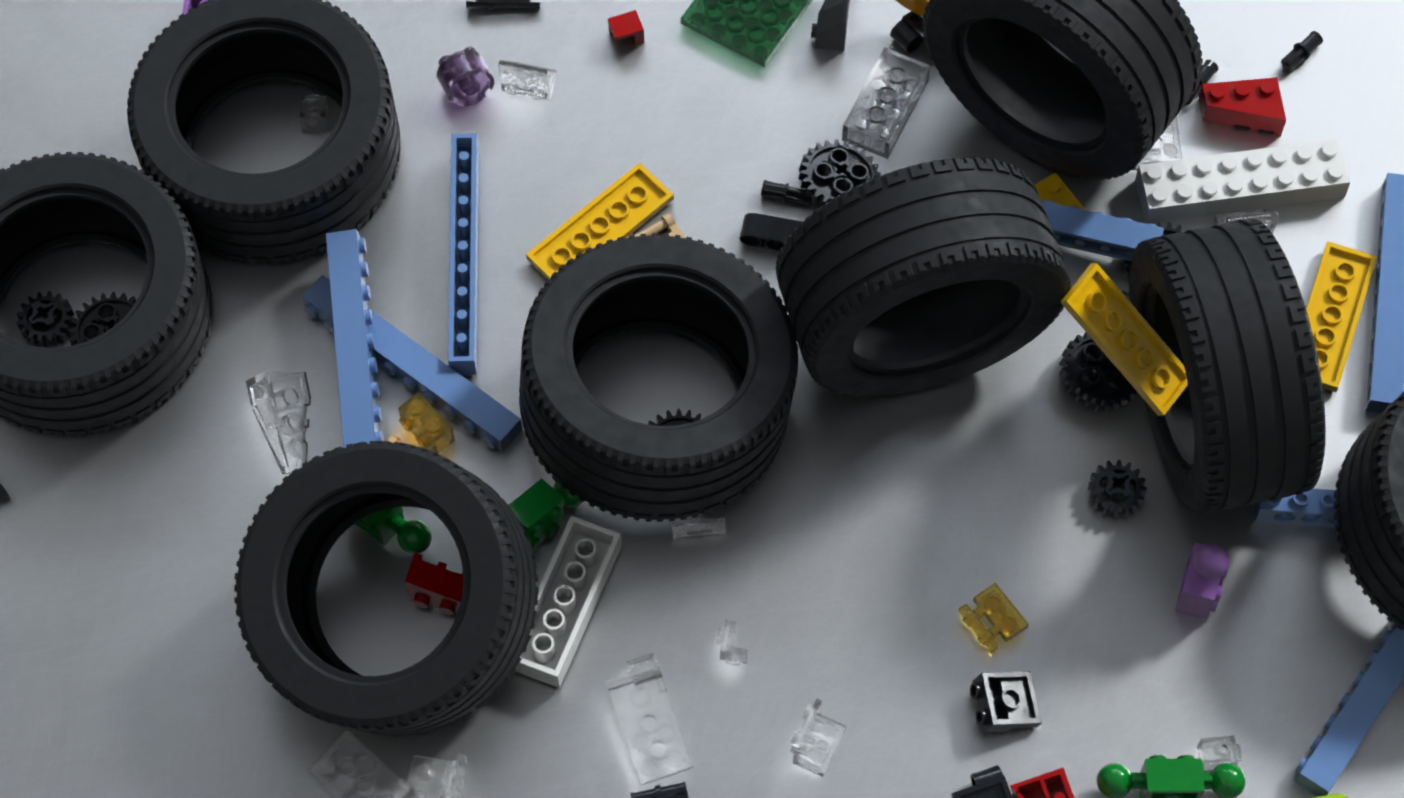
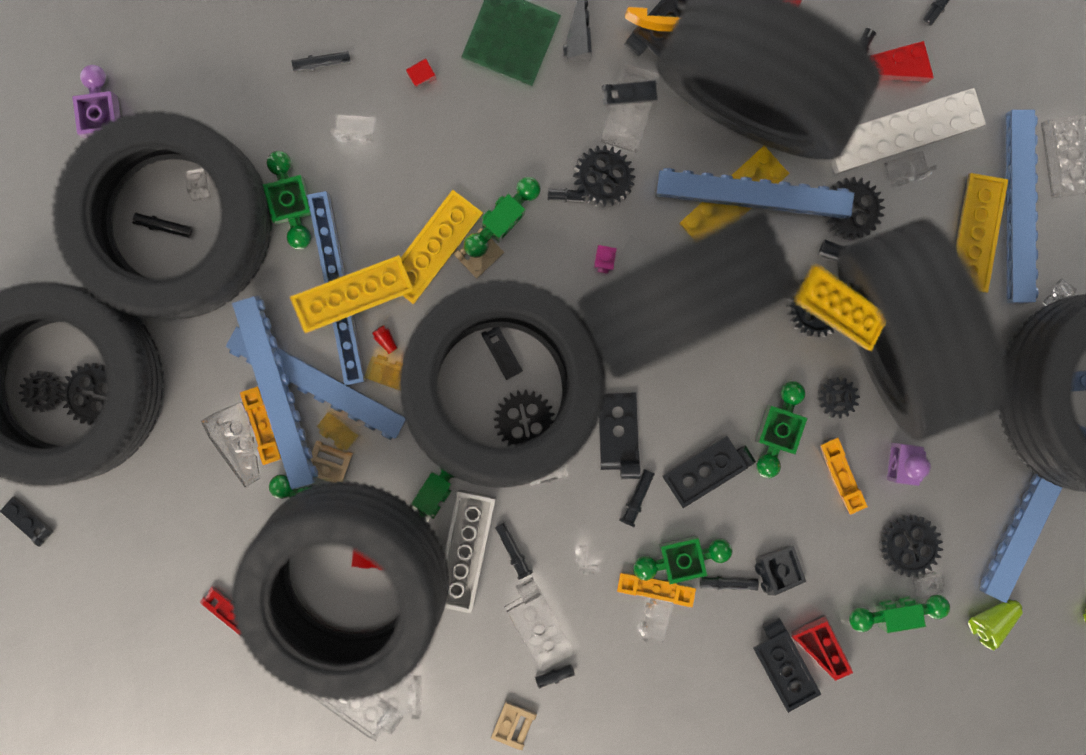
camera: 10 degrees left, 25 degrees up
(217, 633) = (222, 609): none -> red plate
(246, 146) = (153, 222): none -> black pin
(324, 402) = (261, 425): none -> light orange slope
(425, 142) = (288, 199): none -> green brick
(464, 77) = (306, 138): clear purple brick -> none
(482, 251) = (351, 294): none -> yellow plate
(500, 363) = (384, 372): none -> clear yellow brick
(512, 322) = (384, 338): none -> red cone
(635, 627) = (517, 559): none -> black pin
(666, 366) = (502, 353): none -> black plate
(699, 198) = (503, 217): none -> green brick
(766, 231) = (565, 232): black beam -> none
(800, 513) = (620, 451): none -> black hinge
(812, 585) = (634, 506): none -> black pin
(836, 705) = (657, 589): none -> light orange slope
(869, 661) = (682, 559): none -> green brick
(887, 77) = (630, 93): none -> black plate
(898, 701) = (729, 583): none -> black pin
(946, 545) = (720, 458): none -> black hinge
(1001, 614) = (767, 504): clear yellow plate -> none
(1031, 514) = (781, 429): none -> green brick
(1110, 588) = (842, 476): none -> light orange slope
(1175, 703) = (926, 538): none -> black gear

